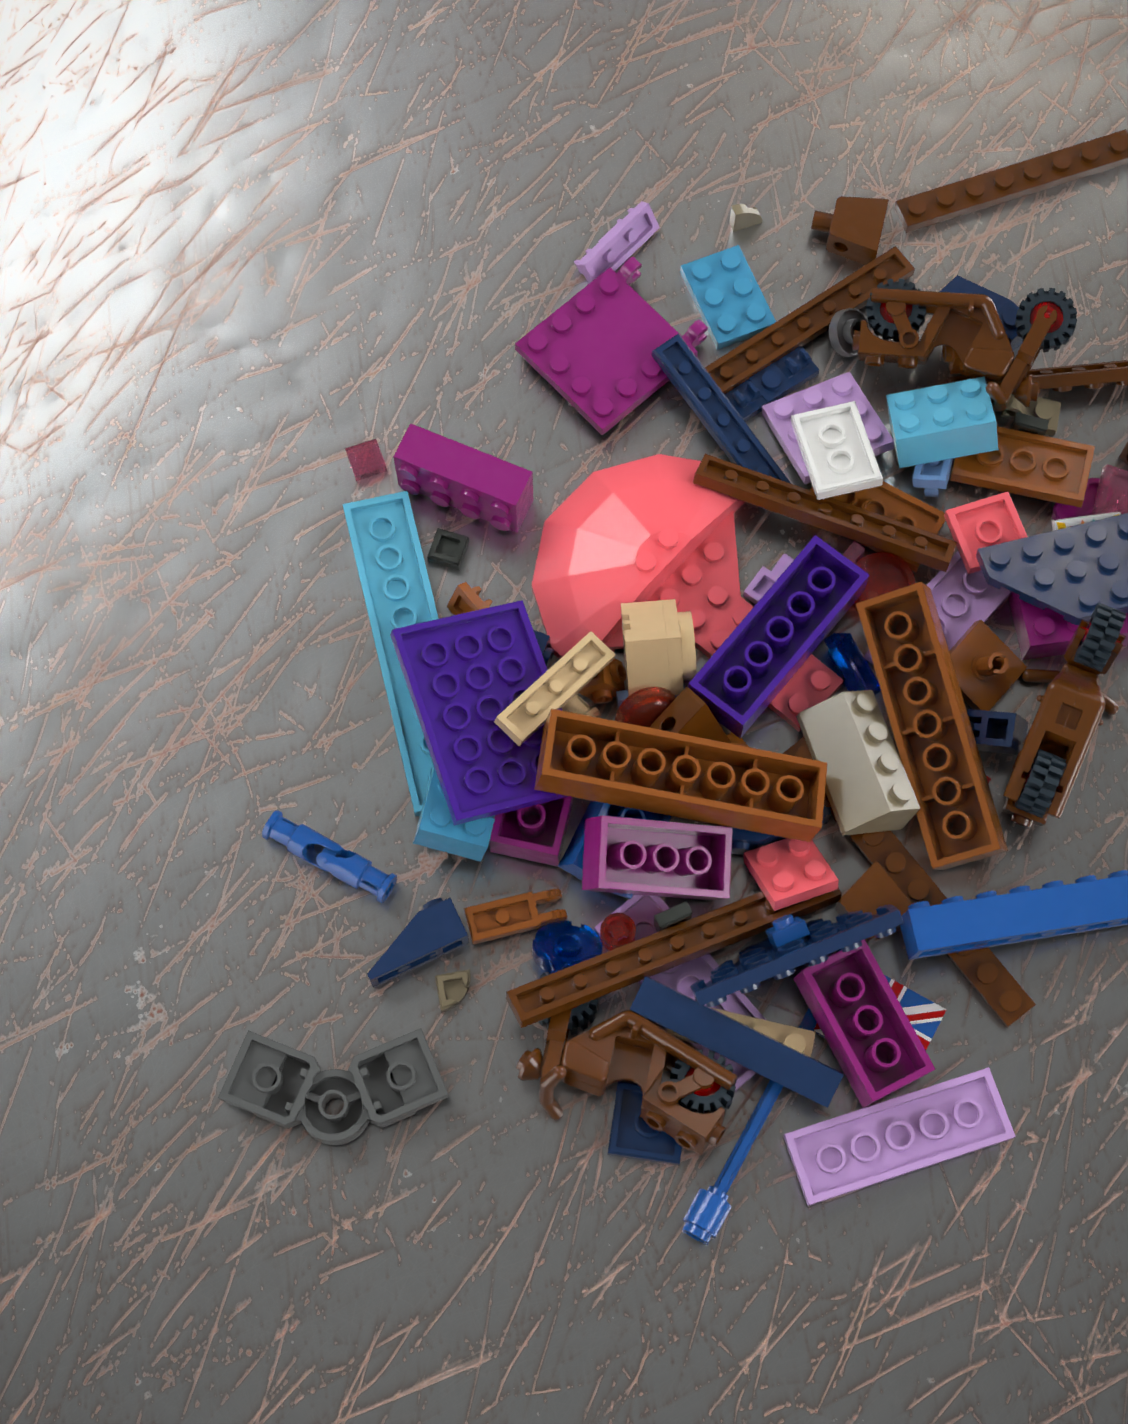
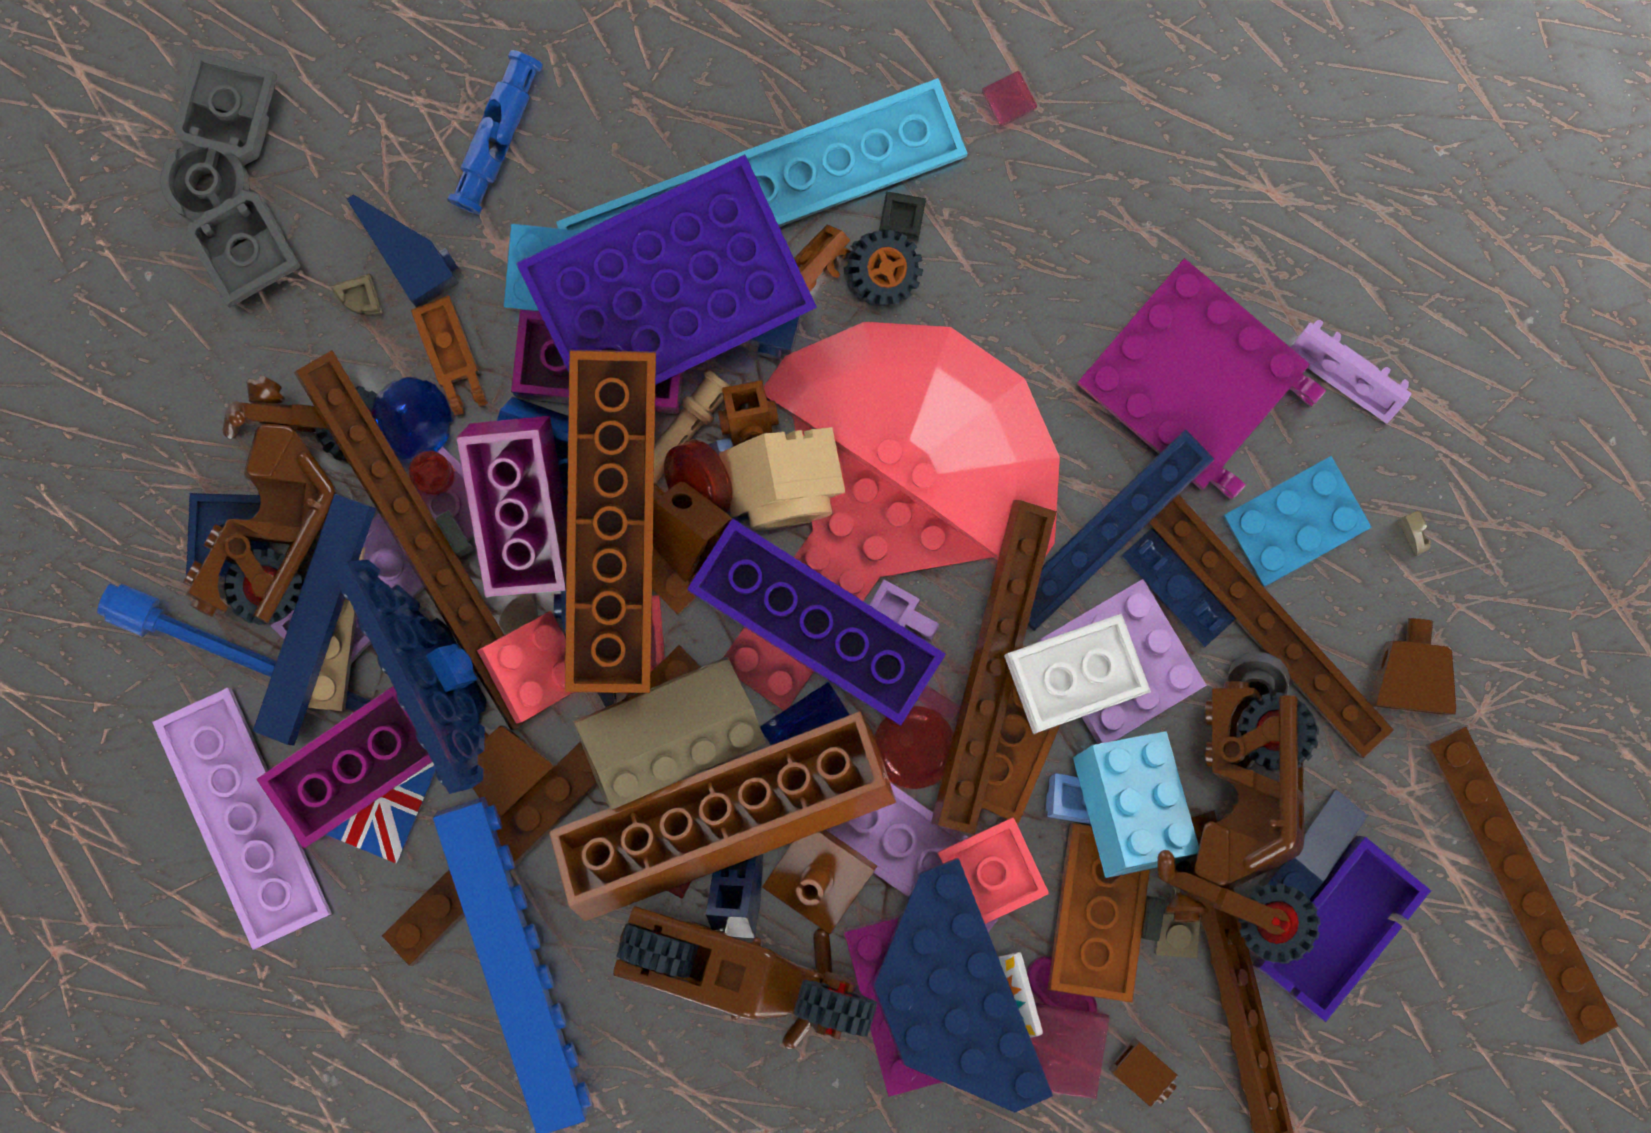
camera: 85 degrees right, 15 degrees up
(463, 478) = (986, 215): magenta brick -> none
(502, 558) = (896, 263): none -> black wheel
(554, 688) = (701, 359): tan plate -> none
(743, 883) = (518, 612): none -> dark tan tile
(1013, 274) = (1353, 927): none -> dark purple piece

